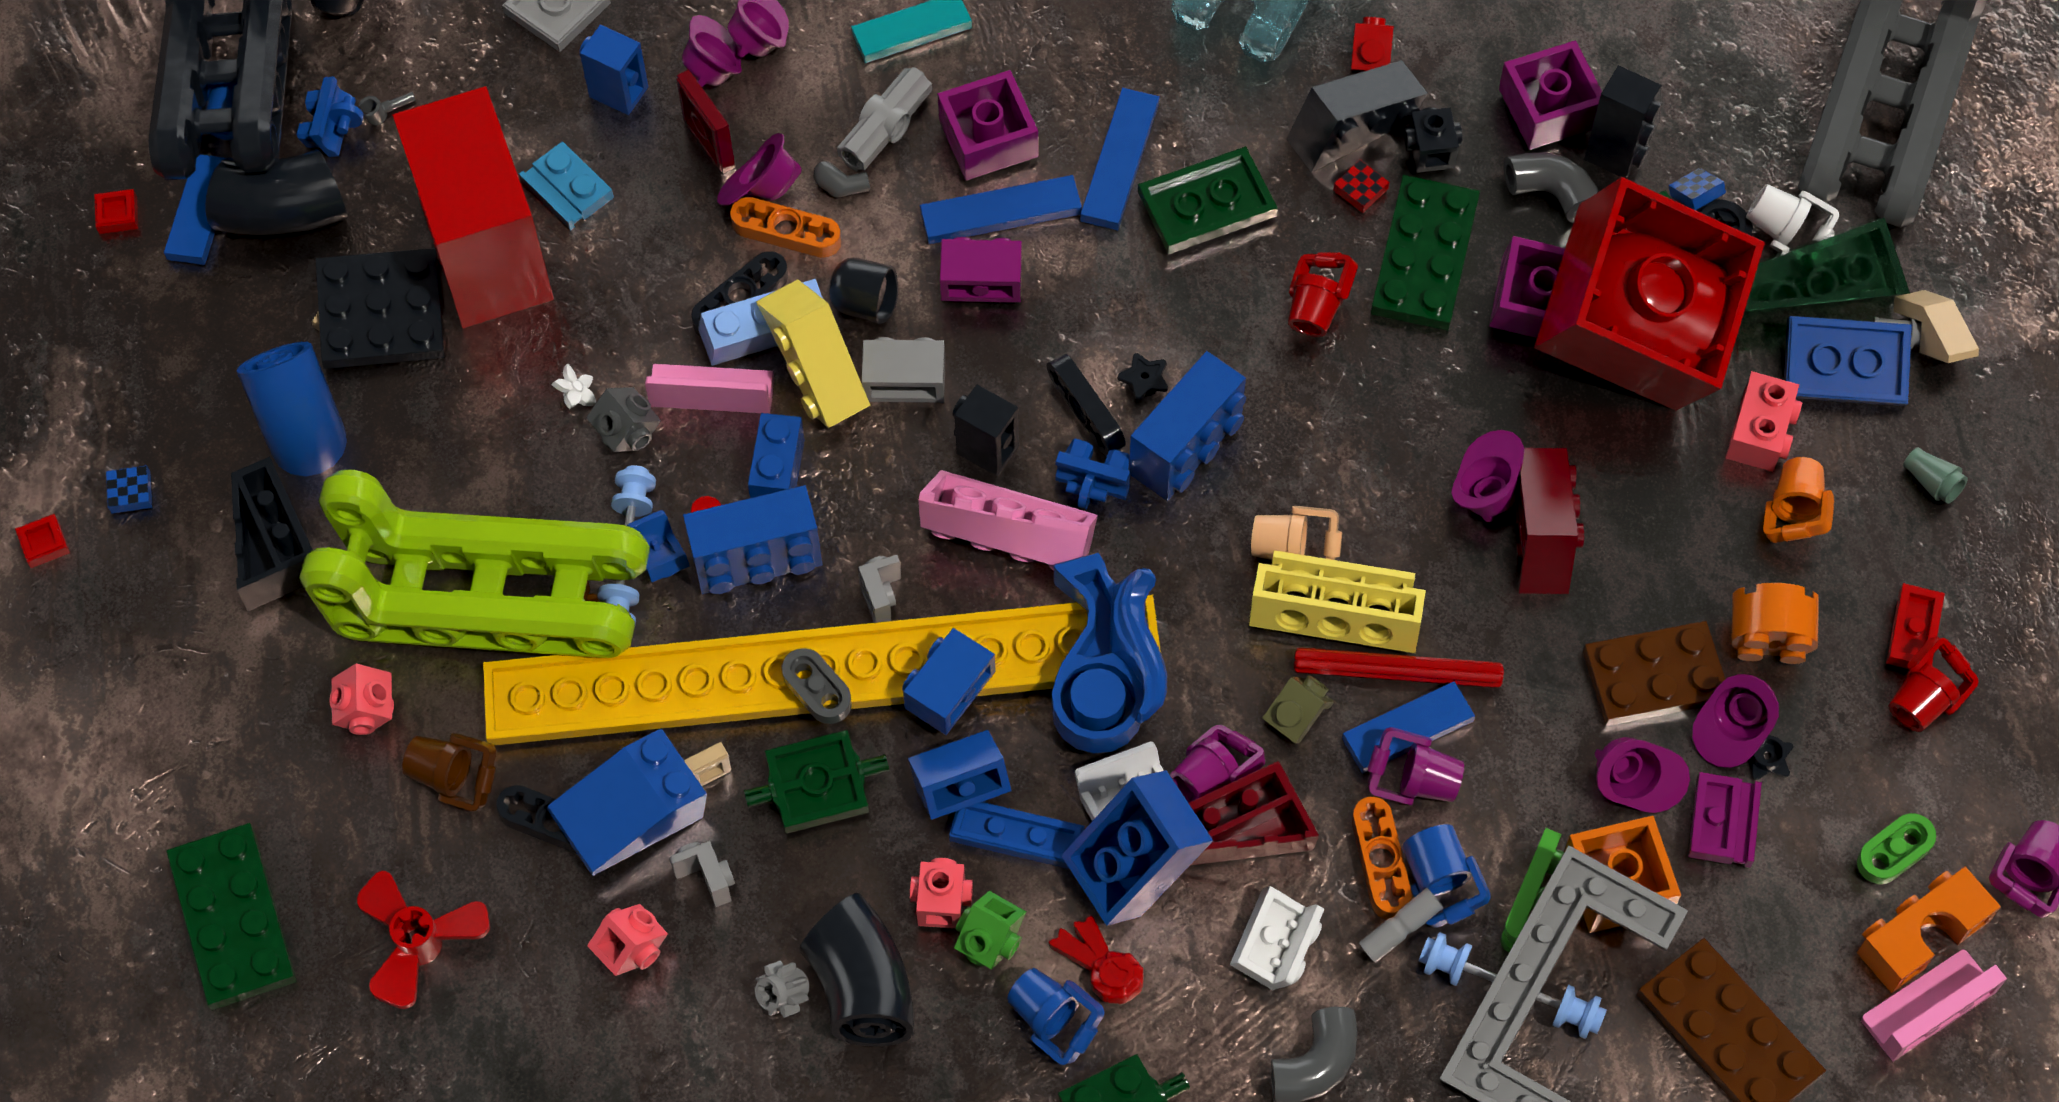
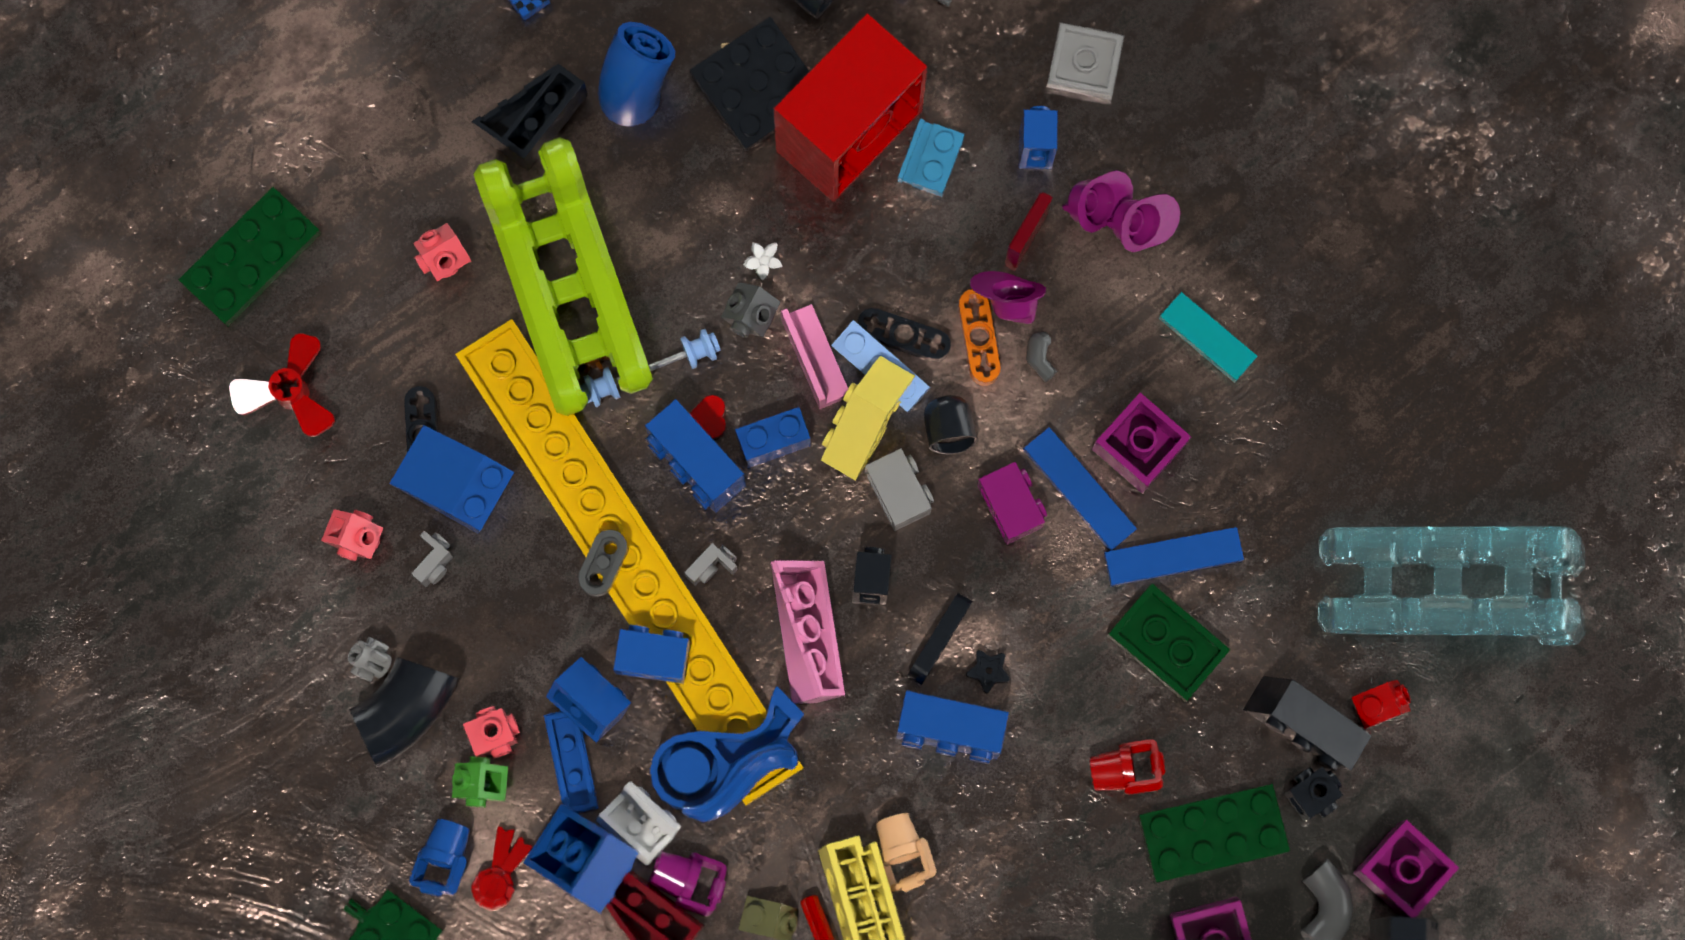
camera: 60 degrees right, 15 degrees up
(447, 765) = (420, 338): reddish brown piece -> none
(665, 553) = (667, 385): blue bracket -> none
(709, 764) = (511, 517): tan tile -> none
(816, 781) = (538, 600): dark green plate -> none
(884, 119) = (1111, 361): light grey piece -> none
(1092, 478) = (883, 657): blue hips -> none
(1361, 186) = (1247, 755): red tile -> none

